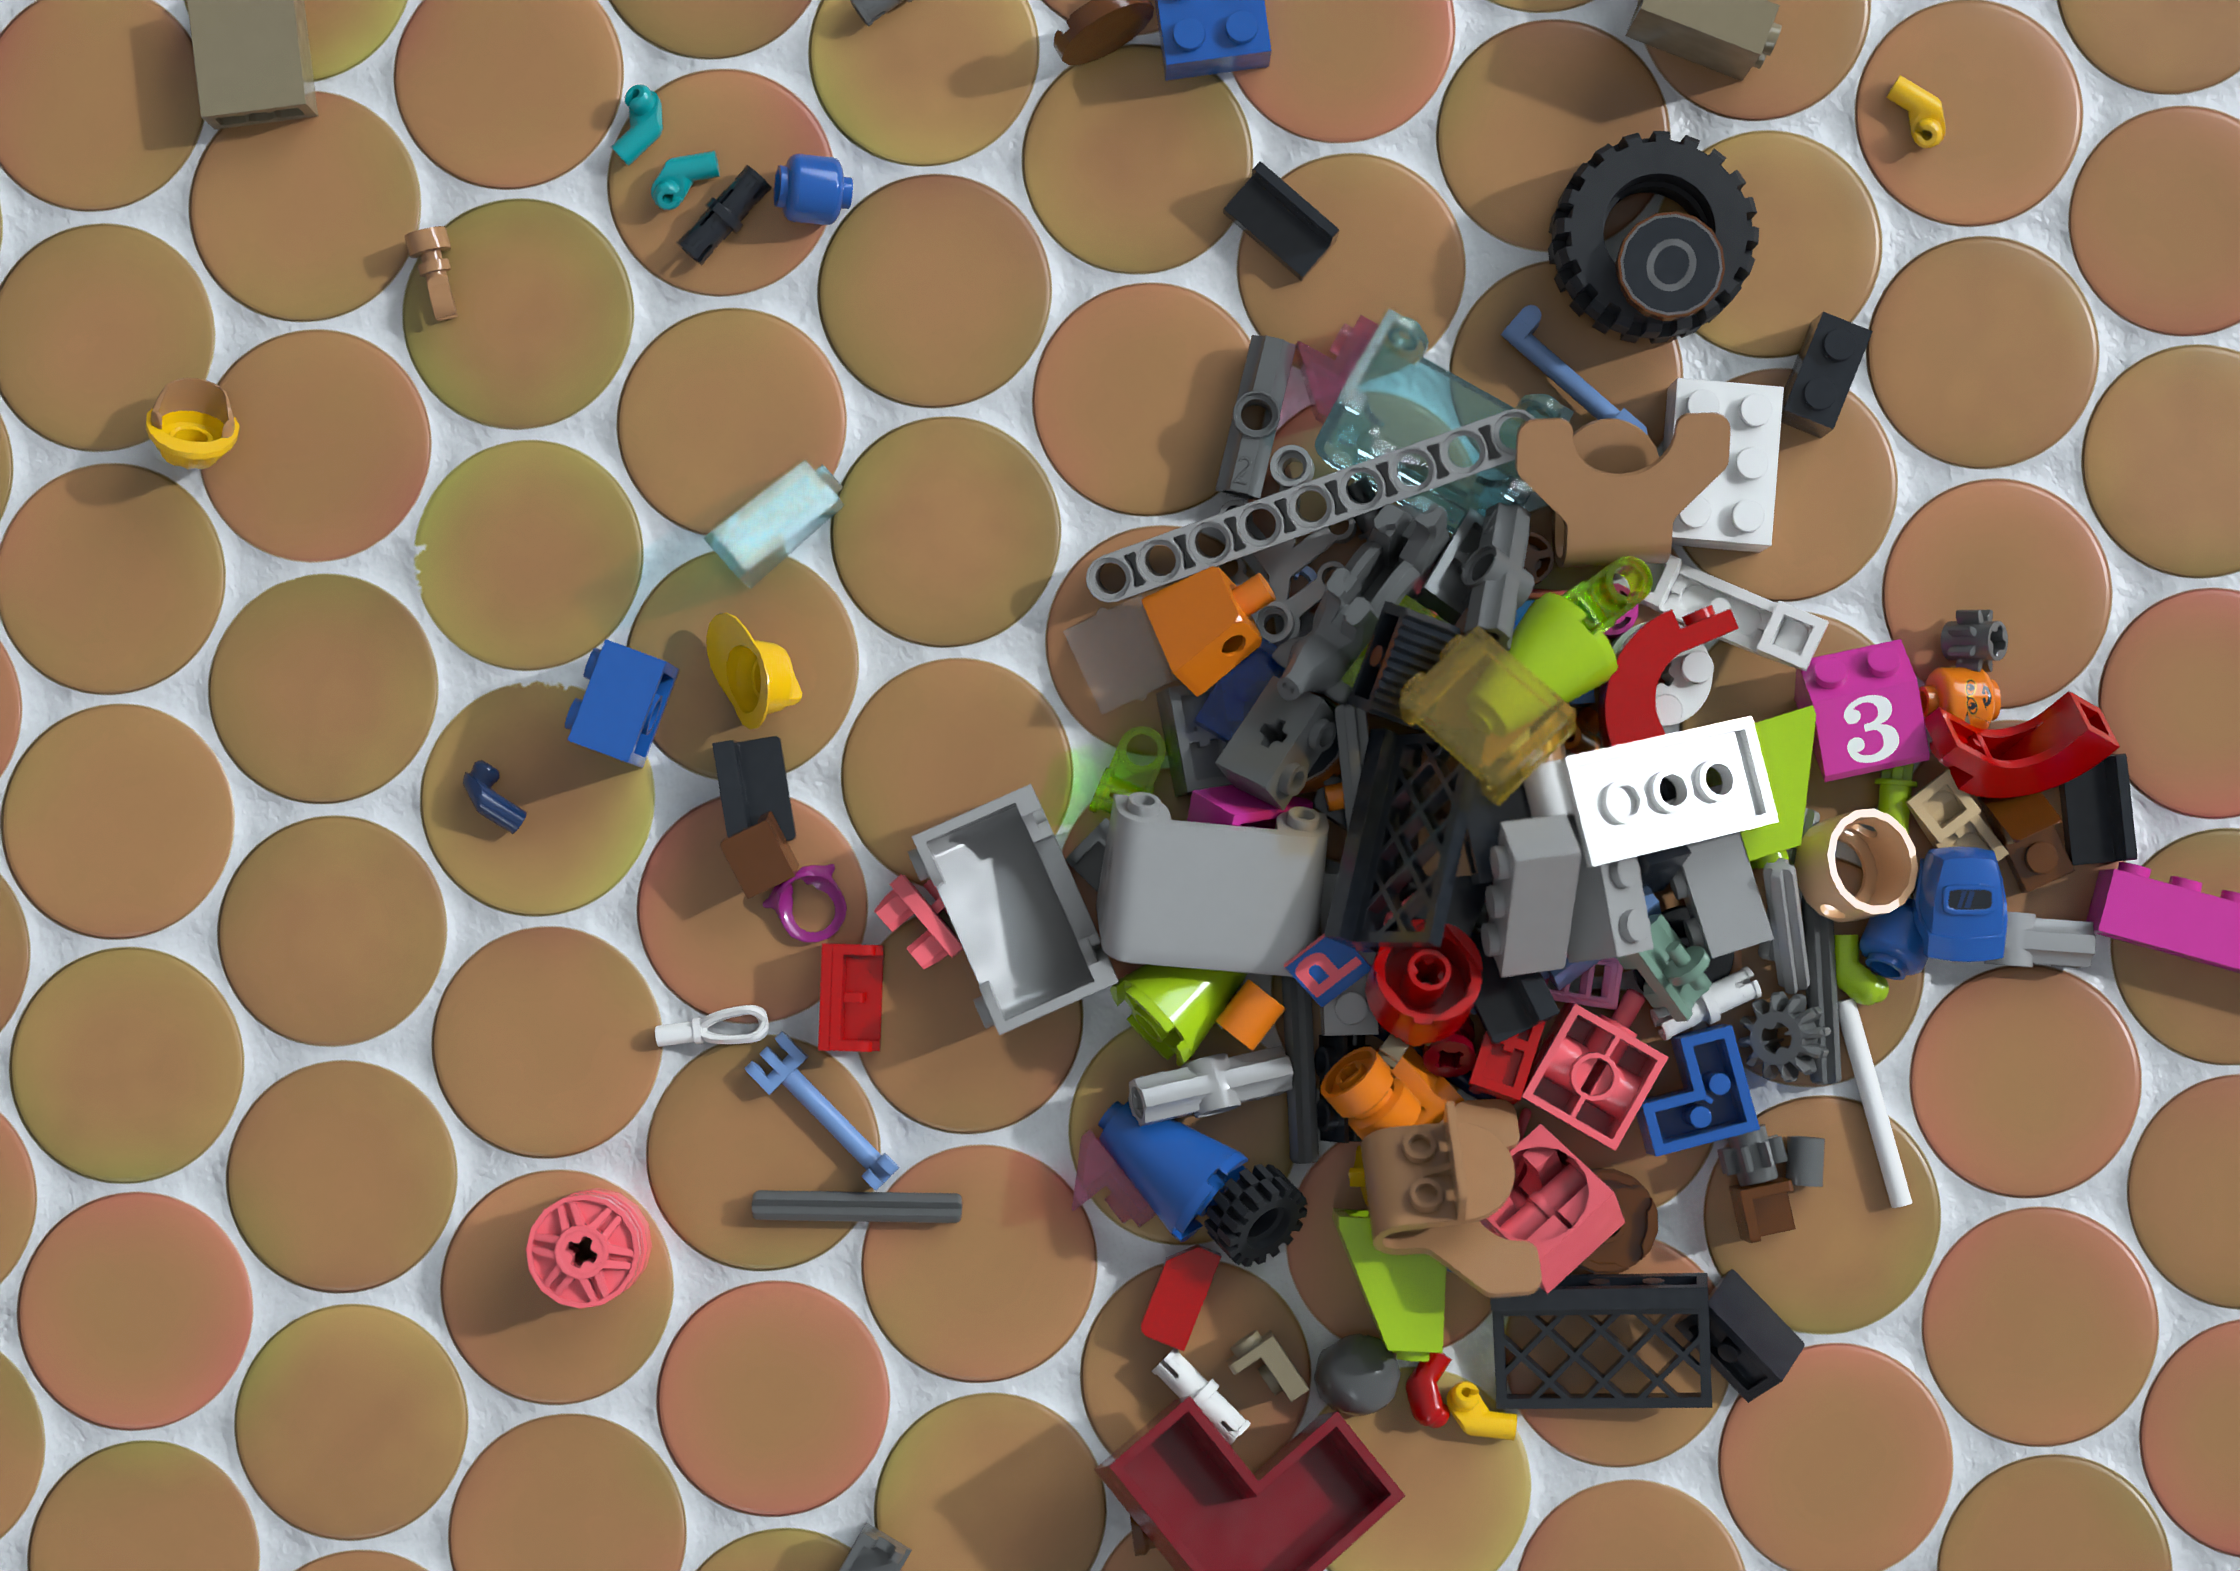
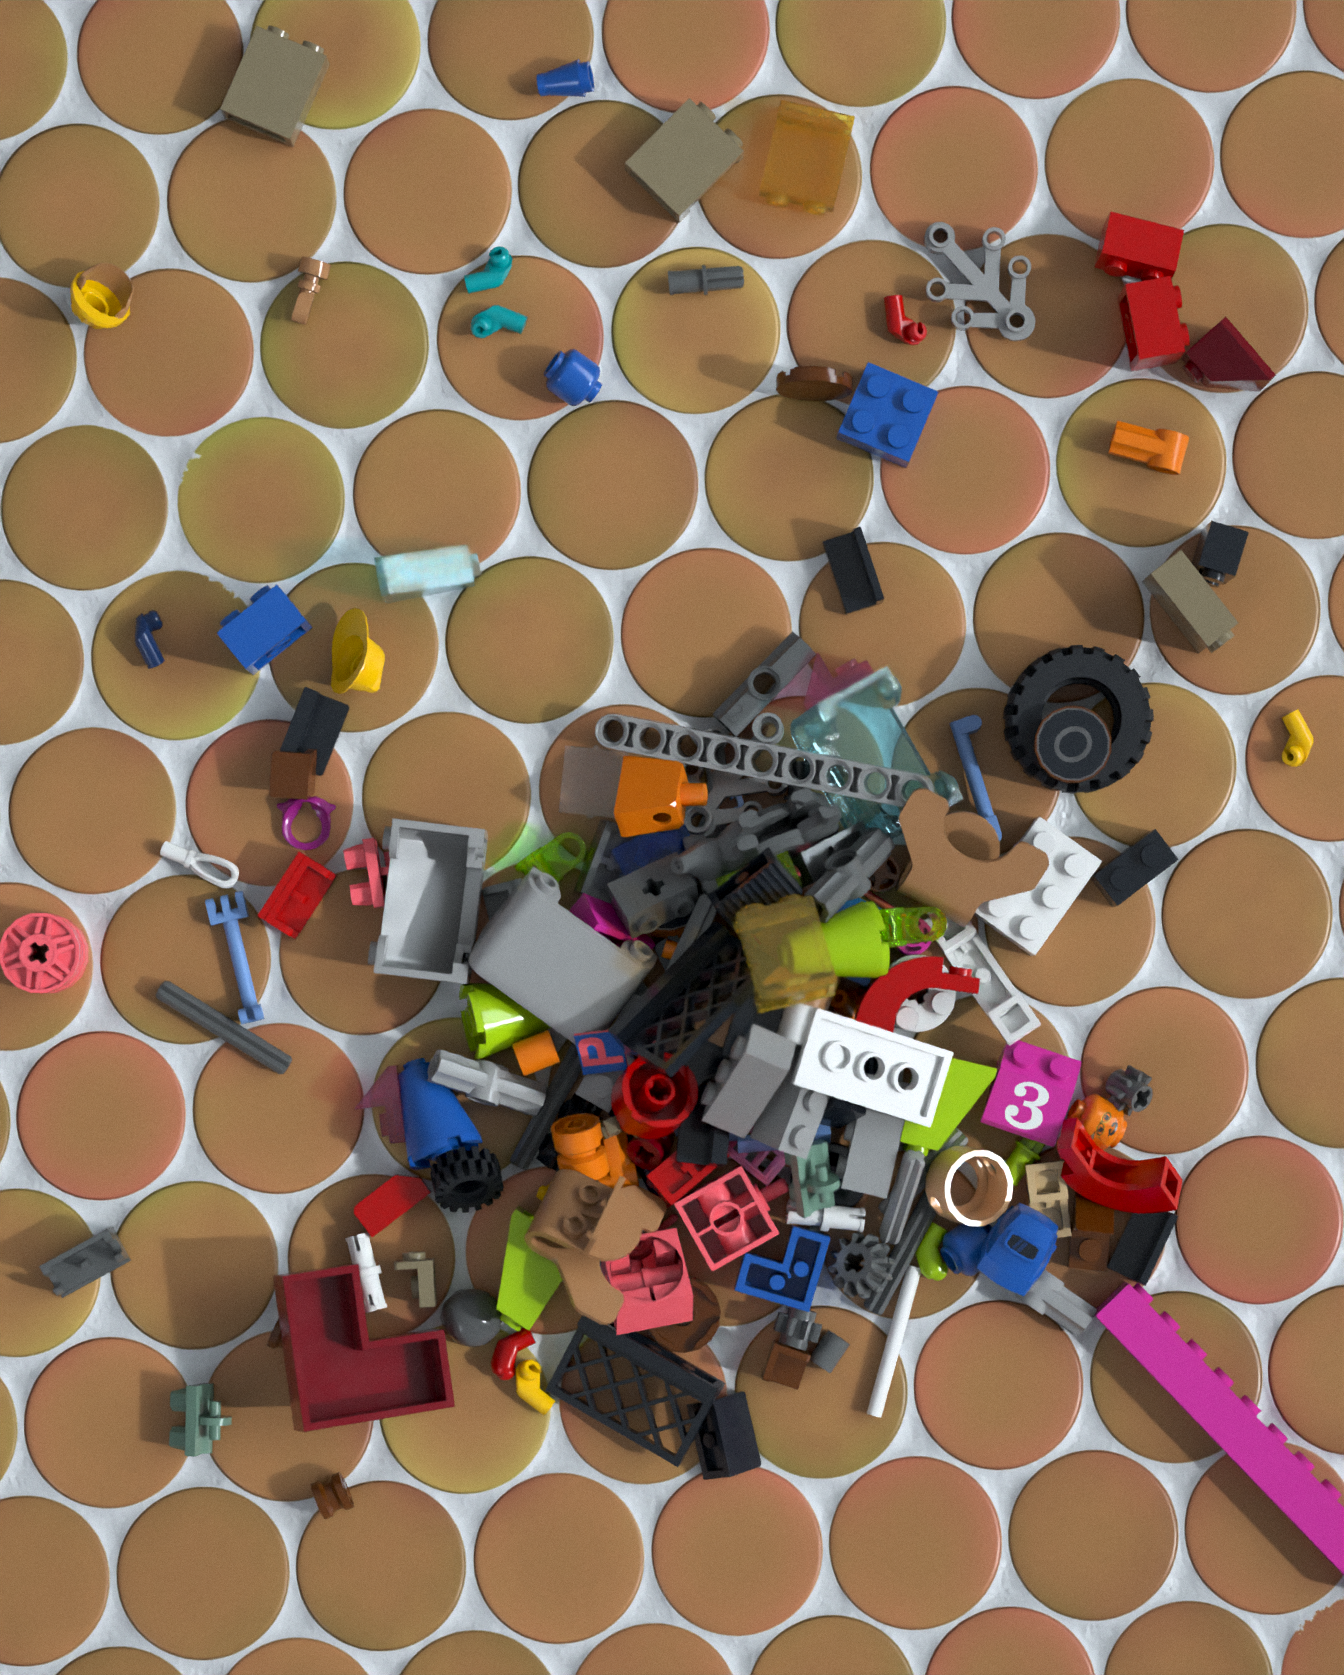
camera: 30 degrees right, 0 degrees up
(724, 215) = (509, 360): black pin -> none

